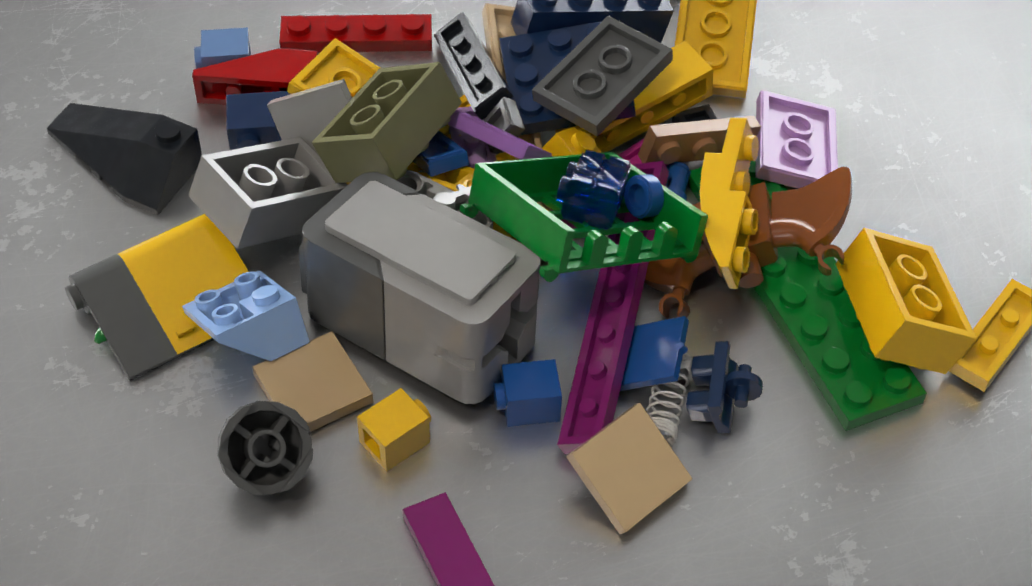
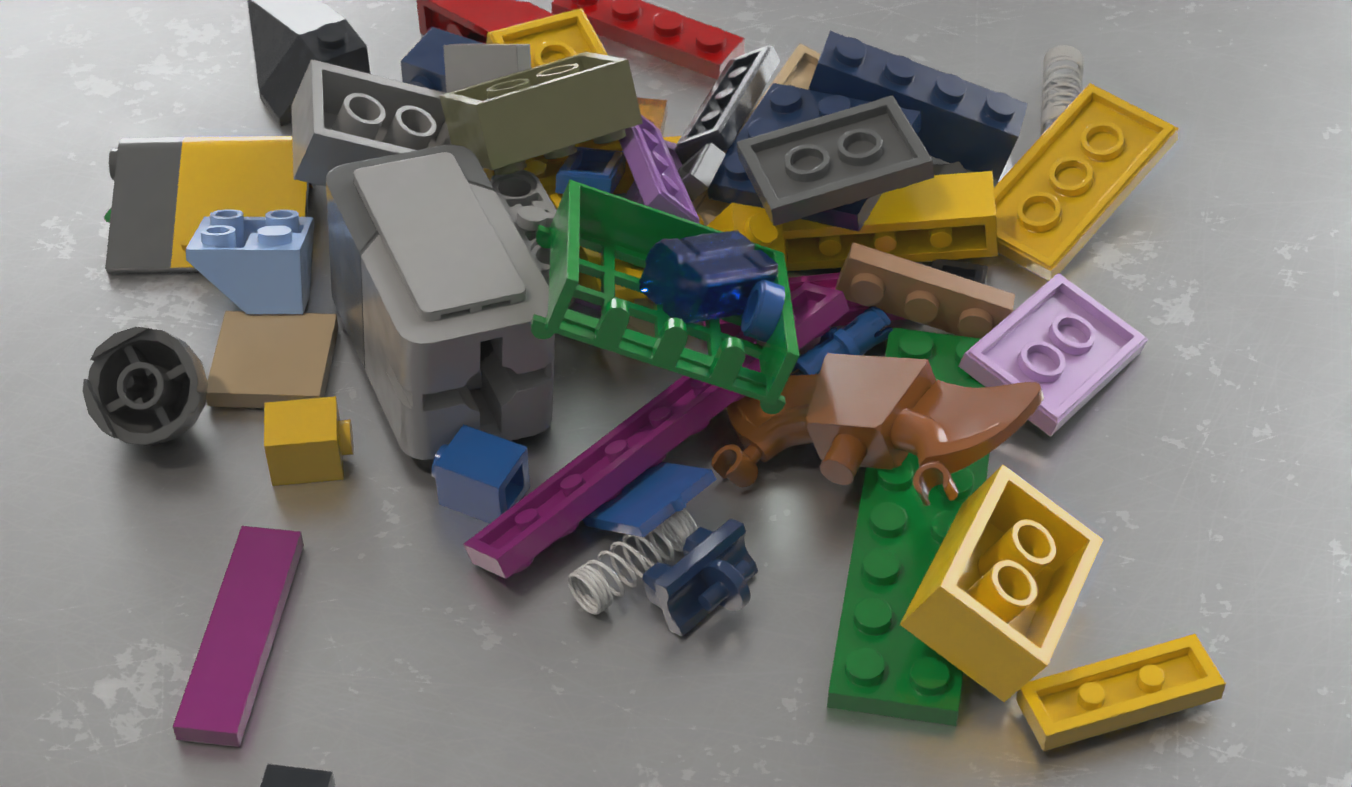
camera: 35 degrees right, 5 degrees down
(629, 468) = (512, 605): tan tile -> none
(726, 200) = (845, 362): yellow slope -> none

